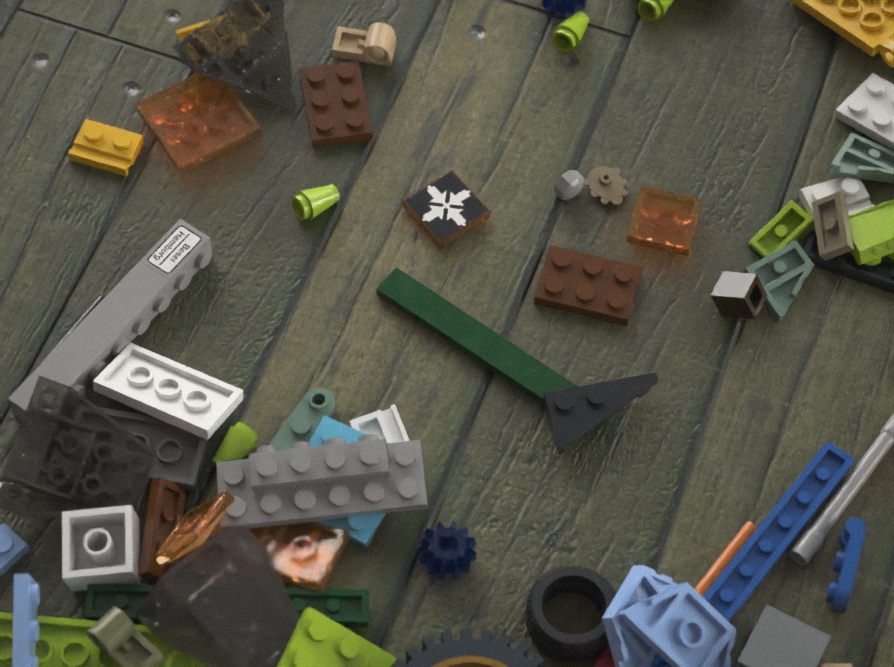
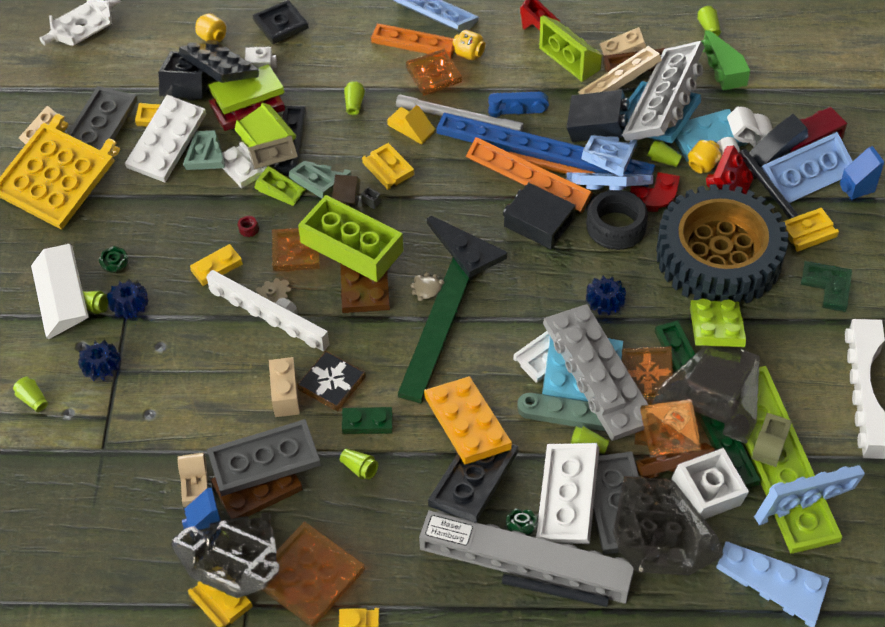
camera: 105 degrees left, 5 degrees down
(164, 327) = (522, 521): none -> dark green plate
(236, 300) = (469, 487): none -> black plate
(305, 41) = (201, 511): none -> blue slope
(320, 321) = (467, 420): none -> light orange plate
(353, 103) = (263, 457): none -> dark grey plate
(373, 229) = (367, 420): none -> dark green plate
(448, 150) = (284, 387): none -> tan brick
(551, 350) = (426, 286): none -> dark tan piece
(570, 32) = (139, 347): lime cone -> none
(583, 159) = (271, 312): none -> white plate
(618, 518) = (539, 215): none -> black brick
(638, 263) = (351, 238): none -> lime brick
(645, 34) = (127, 299): none -> clear blue gear
(672, 136) = (220, 261): none -> yellow plate
(707, 524) = (524, 172): none -> orange plate
(715, 34) = (113, 259): none -> dark green plate
(725, 191) = (248, 220): none -> dark red axle
(725, 329) = (371, 197): none -> dark grey piece
(776, 364) = (388, 166): none -> yellow plate
(850, 418) = (412, 124): none -> yellow slope

